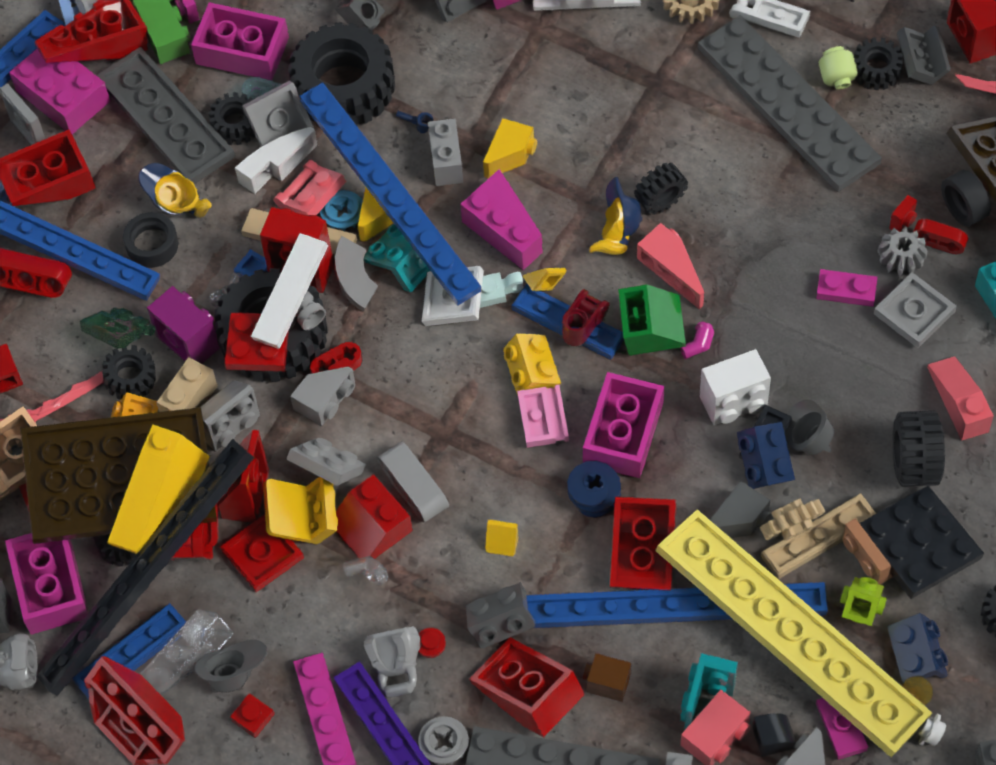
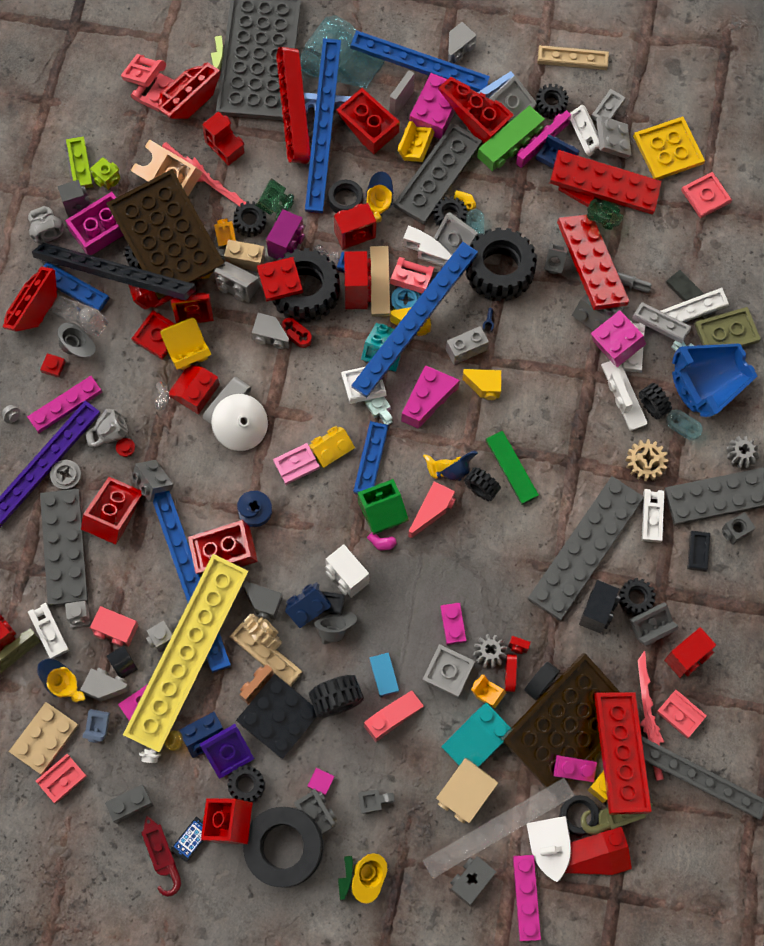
camera: 65 degrees right, 10 degrees up
(106, 128) = (415, 142): none -> yellow bracket
(161, 479) = (161, 256): yellow wedge -> none
(205, 234) = (354, 226): none -> red brick
(219, 91) = (467, 199): none -> yellow arm
(240, 41) = (505, 196): dark pink brick -> none
(289, 291) = (311, 282): white tile -> none
(309, 312) = (308, 297): light grey wheel -> none
(326, 461) = (221, 348): light grey plate -> none
(351, 273) = (359, 320): light grey tile -> none
(452, 470) = (227, 423): none -> white dish
(501, 538) = (205, 466): yellow slope -> none
(544, 279) = (393, 433): yellow slope -> none
(584, 313) = (371, 466): dark red piece -> none
(607, 677) = (130, 554): reddish brown brick -> none
(624, 424) = (301, 512): dark pink brick -> none
(643, 154) = (512, 467): none -> green tile
(708, 674) = (138, 606): teal bracket -> none
(753, 665) = (159, 636): none -> light grey brick
(838, 67) = (622, 571): yellowish green head -> none
(863, 600) = (222, 690): lime brick -> none
(882, 102) = (598, 609): none -> black brick
(895, 392) = (384, 674): none -> dark azure tile
(956, 618) = (227, 751): none -> dark purple plate
(959, 269) = (487, 691): none -> light orange bracket

